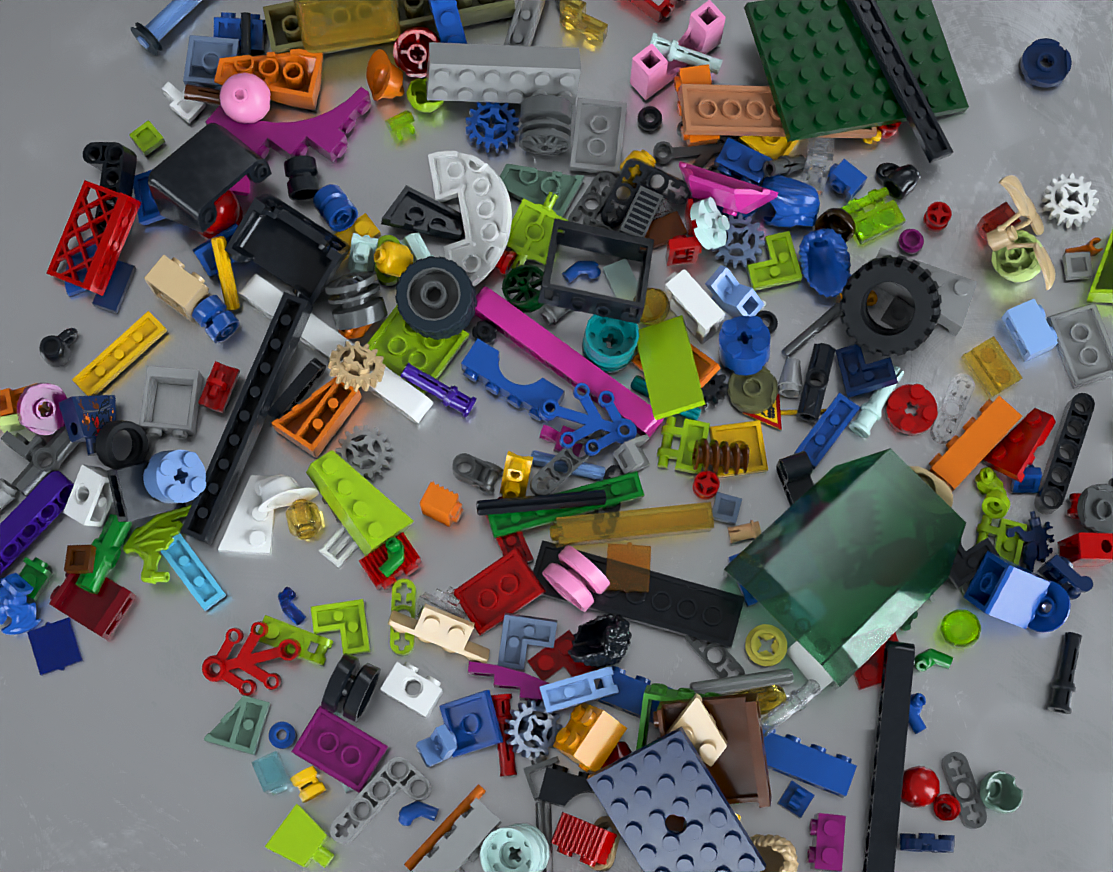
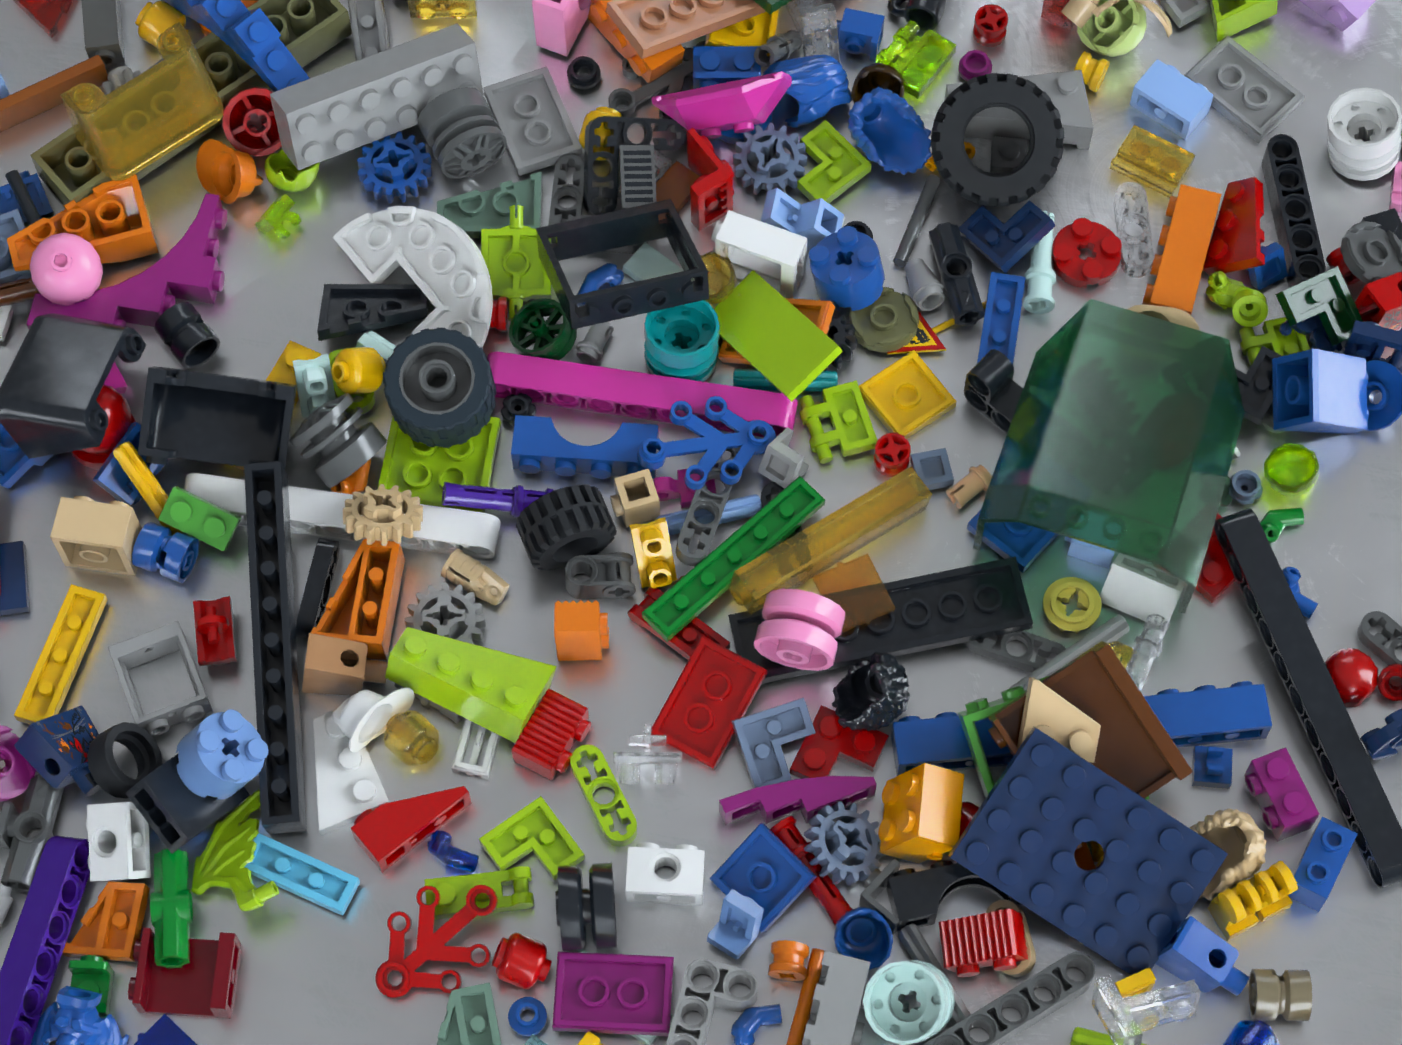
camera: 25 degrees left, 10 degrees down
(54, 546) = (112, 923): none -> orange wing
(80, 559) = (146, 922): reddish brown plate -> none
(246, 308) = (199, 518): none -> bright green plate
(267, 573) = (402, 825): none -> red slope
(274, 443) = (339, 666): none -> medium nougat torso
(295, 698) = (521, 961): none -> red head
(335, 208) = (249, 348): blue wheel -> none
(395, 556) = (556, 718): green arm -> none
(397, 433) = (474, 577): none -> tan hinge
(441, 629) = (664, 775): bracket -> none
(458, 785) = (788, 960): none -> orange wheel
(468, 431) = (565, 526): none -> black tyre
(511, 796) = (864, 936): none -> blue hair
(524, 432) = (635, 498): none -> tan brick
(541, 502) = (703, 566): black axle -> none
(577, 690) = (876, 763): light blue plate -> none
(710, 223) = (732, 150): light aqua plate -> none
(720, 455) = (893, 405): reddish brown piece -> none
(930, 622) = (1251, 481): none -> sand blue plate
(986, 282) = (1092, 70): none -> yellow wheel
(1049, 523) = (1323, 296): none -> plate

